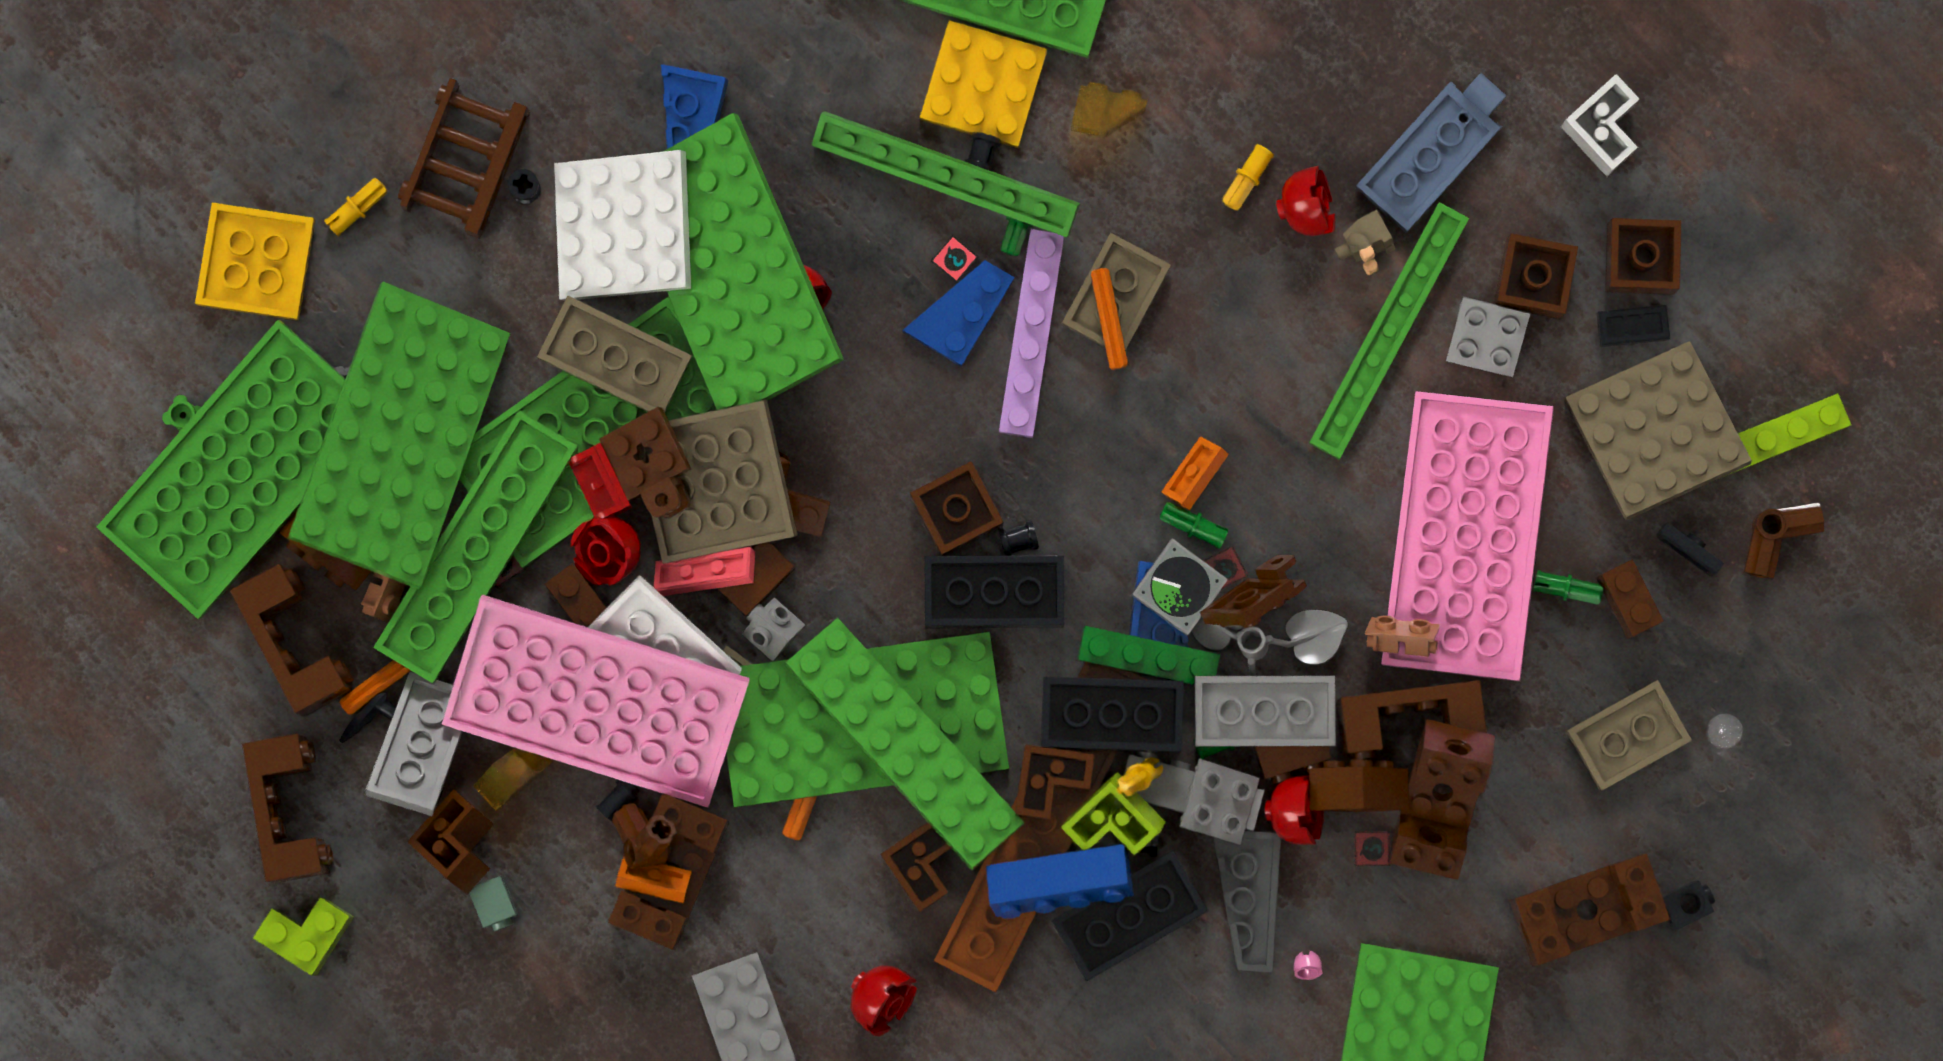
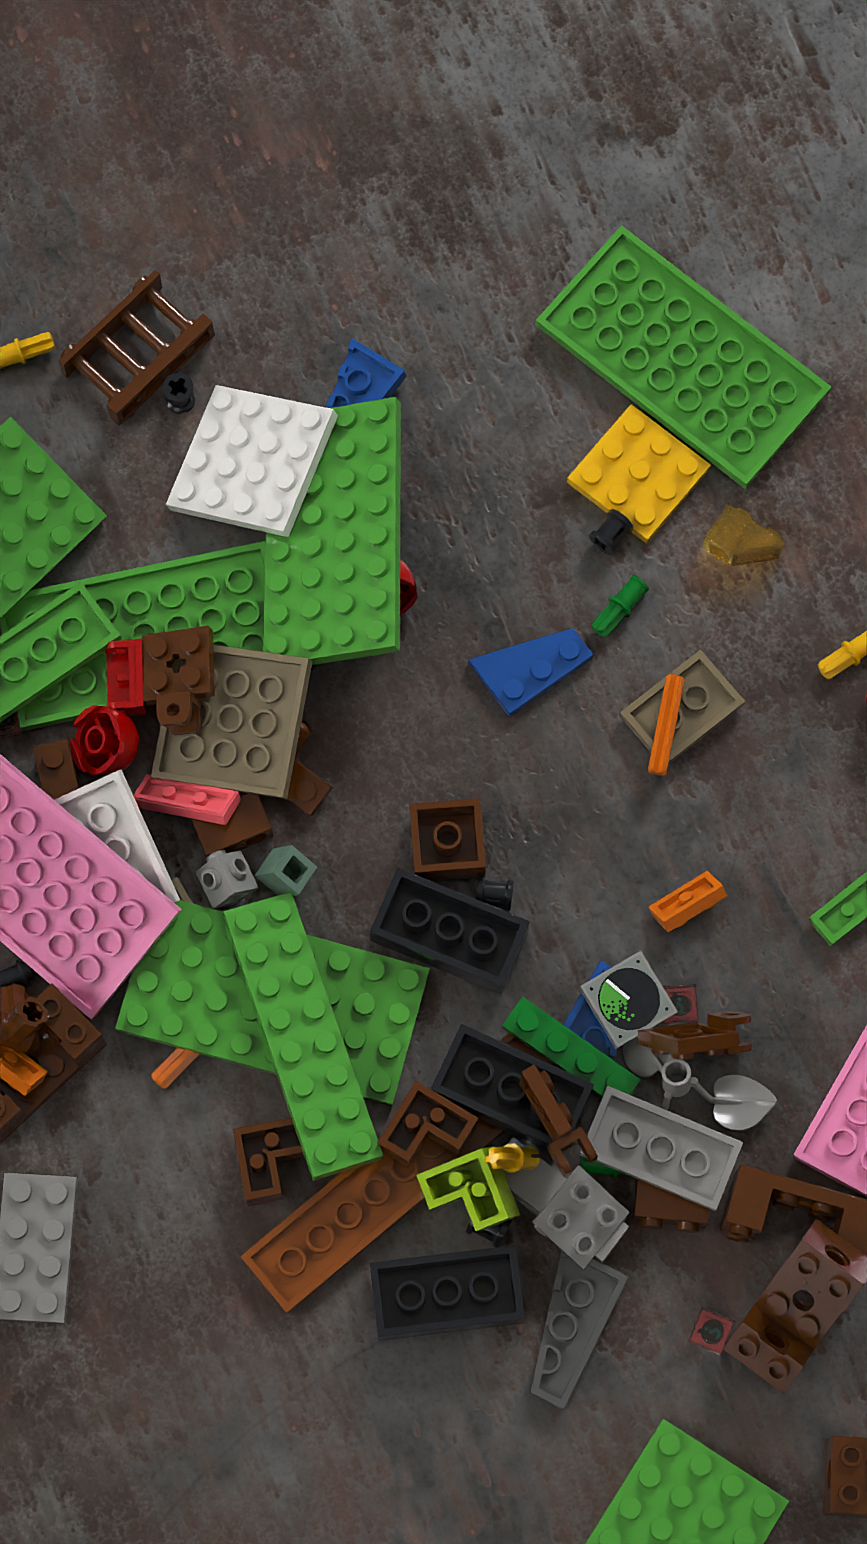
camera: 25 degrees right, 10 degrees down
(614, 356) = (191, 570): dark tan plate -> none
(823, 599) = (285, 870): none -> sand green brick
(881, 996) = (174, 1270): red cylinder -> none
(945, 174) = (570, 535): bright green plate -> none
(954, 259) = (544, 616): tile -> none
(1031, 333) = (587, 713): lavender plate -> none
(1059, 881) = (393, 1227): blue brick -> none
(1165, 730) = (555, 1119): none -> reddish brown plate
(1193, 524) = (666, 949): green axle -> none
(1291, 812) = (651, 1260): red cylinder -> none
(1307, 966) = (600, 1418): bright pink hinge -> none
(1358, 787) = (722, 1261): reddish brown brick -> none
(1386, 633) = (838, 1137): nougat hinge -> none

